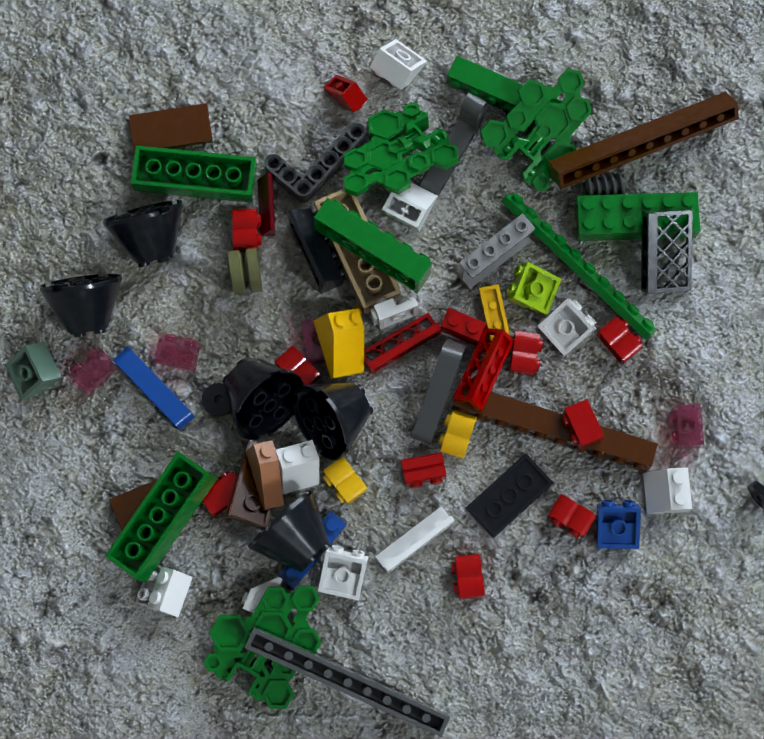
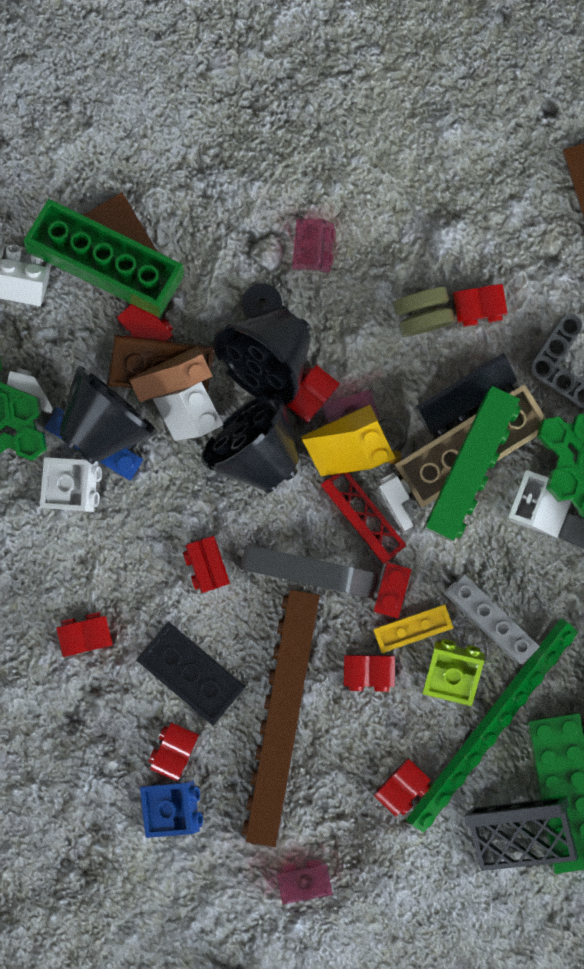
camera: 80 degrees right, 10 degrees up
(33, 370) = (266, 74): sand green slope -> none
(83, 302) = (358, 119): black cone -> none
(92, 370) = (276, 145): clear pink bracket -> none
(147, 231) = (459, 182): black cone -> none
(153, 388) = (264, 223): blue beam -> none
(194, 174) = (542, 229): green brick -> none
(266, 205) = (517, 325): dark red slope -> none
(344, 480) = (180, 472): yellow brick -> none
(414, 539) = (121, 565): white fence -> none
(457, 434) = (256, 601): yellow brick -> none
(488, 368) = (340, 627): red fence -> none
(567, 326) = (411, 721): white plate -> none
(582, 424) = (284, 751): red brick -> none
(667, 491) = (220, 865): white slope -> none

